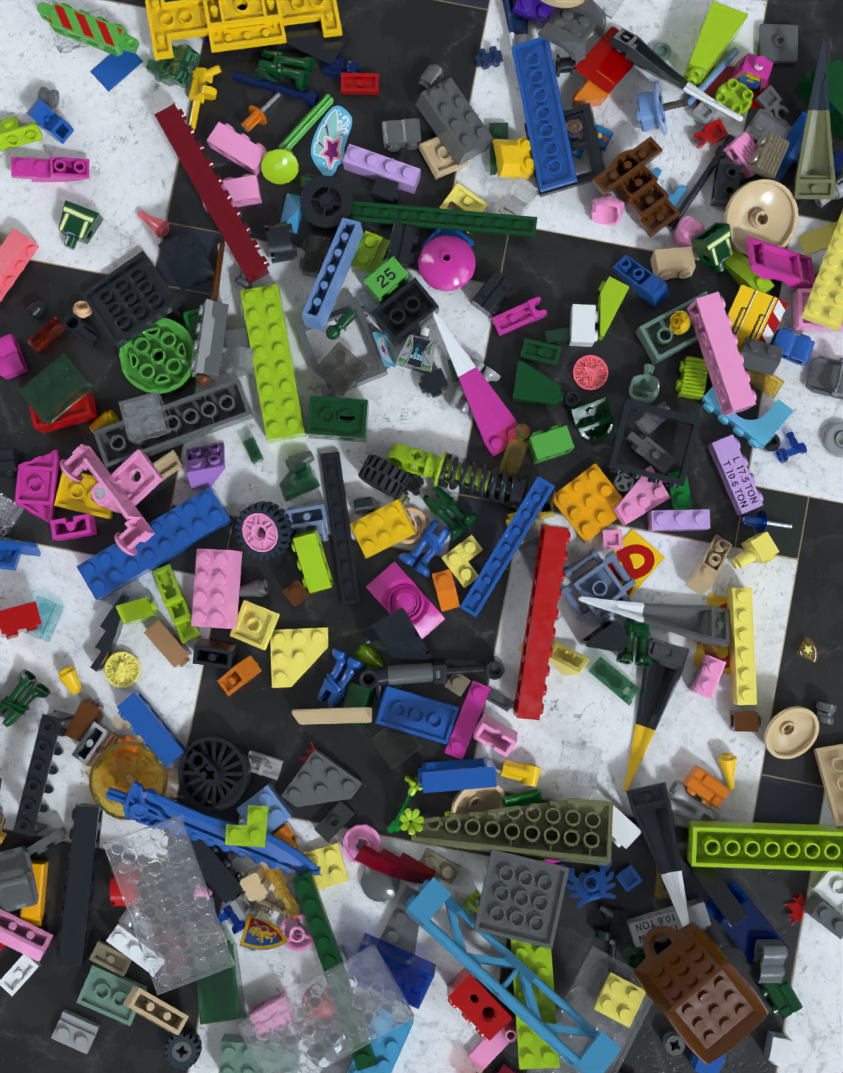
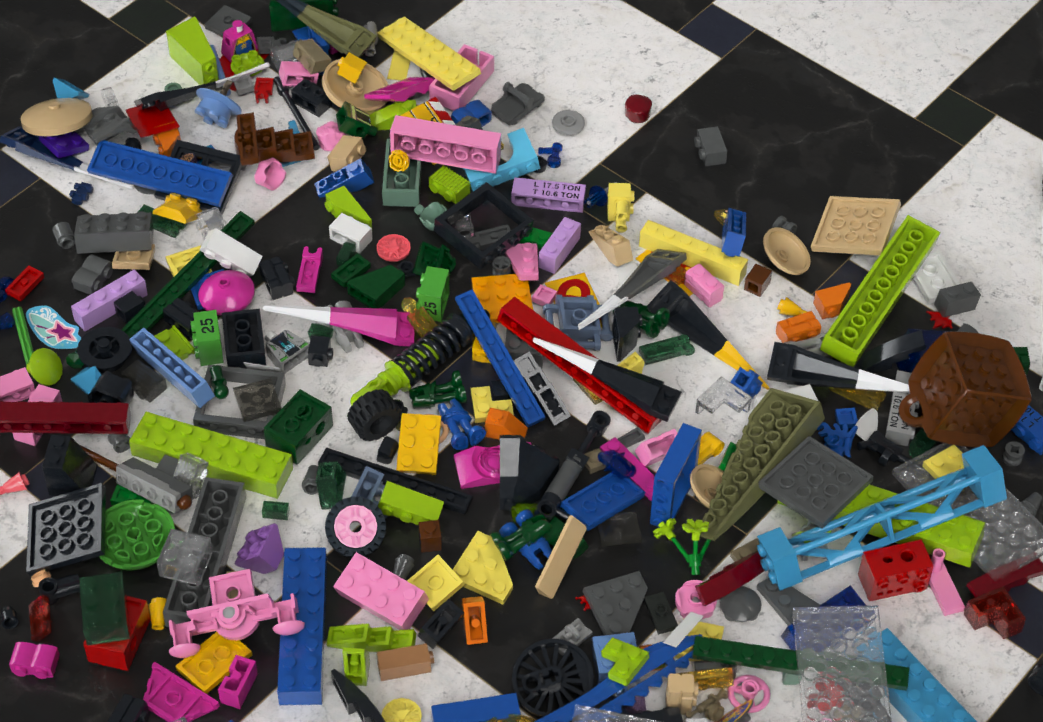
camera: 60 degrees left, 35 degrees down
(302, 855) = (683, 629): none -> white sticker
(332, 680) = (529, 532): none -> dark green piece
(457, 707) = (617, 464): none -> clear blue arm
(484, 240) = (230, 252): none -> white brick
(502, 598) = (542, 389): none -> slope
(541, 693) = (640, 389): none -> black plate
(612, 773) = (747, 381): none -> blue brick
(631, 899) = (867, 424): none -> white sticker
(758, 801) = (831, 300): none -> orange slope
(774, 203) = (351, 67): none -> yellow brick
(779, 677) = (733, 232): none -> blue brick

